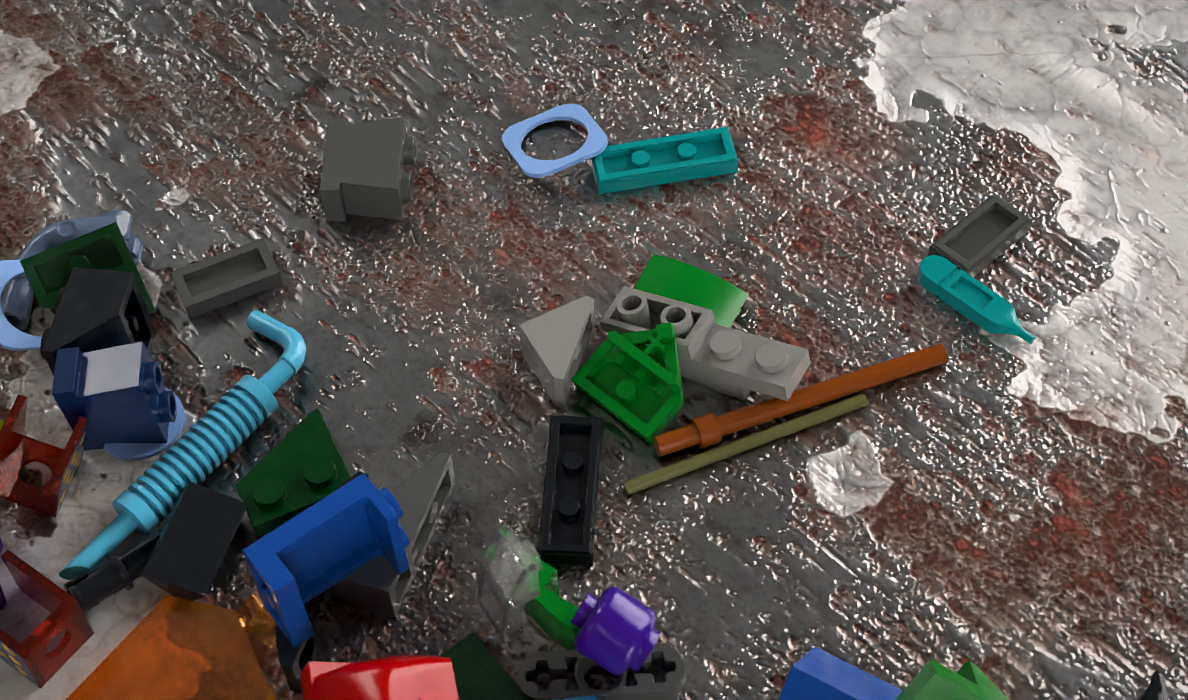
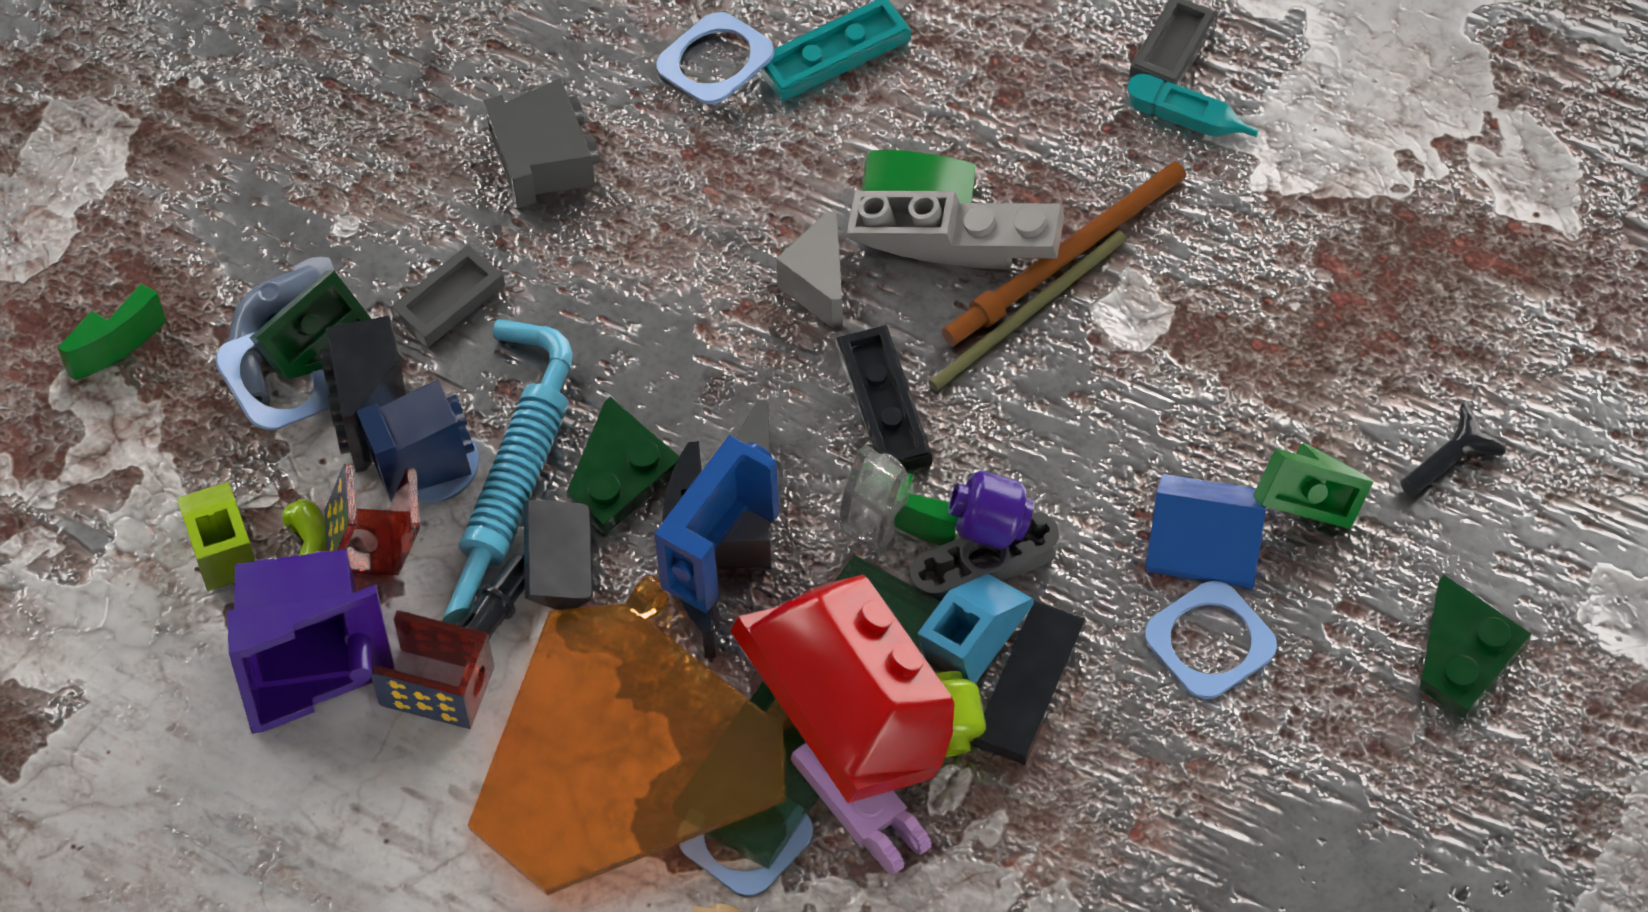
camera: 20 degrees left, 5 degrees up
(636, 379) = (905, 279): green slope -> none

